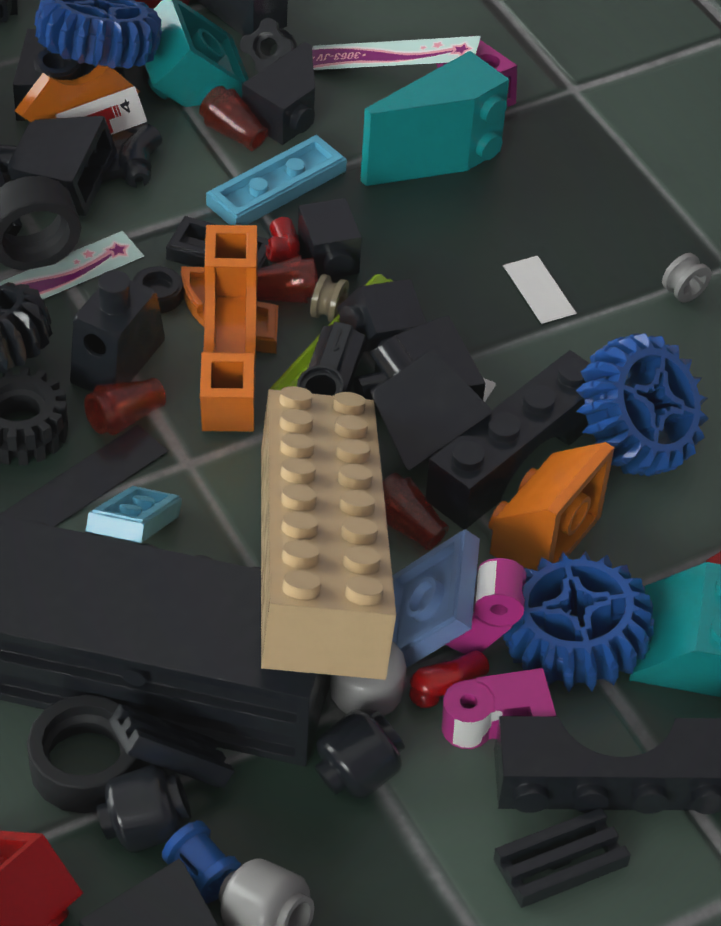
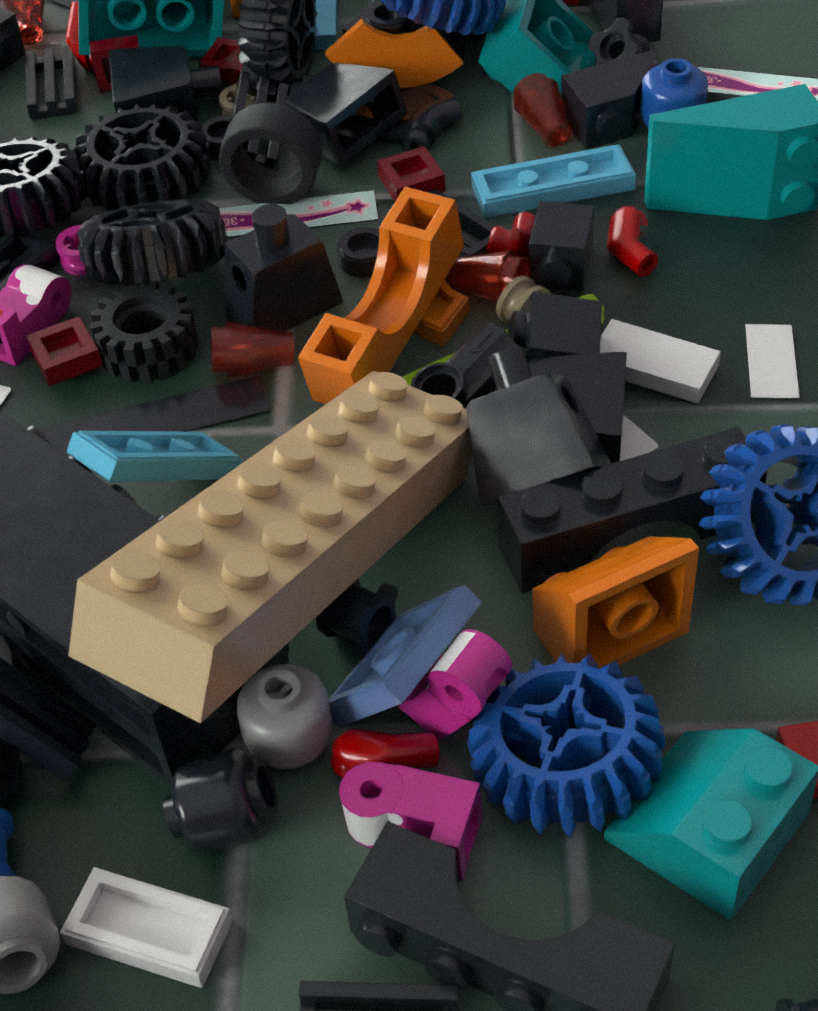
camera: 35 degrees right, 0 degrees up
(120, 110) = (421, 74): white sticker -> none
(157, 209) = (412, 170): none -> dark red plate
(343, 82) = (672, 87): none -> blue head
(357, 861) = (147, 927): none -> white tile
(371, 219) = (624, 241): none -> red arm
(411, 512) = (459, 546): clear red cone -> none
(472, 313) = (662, 360): none -> white tile

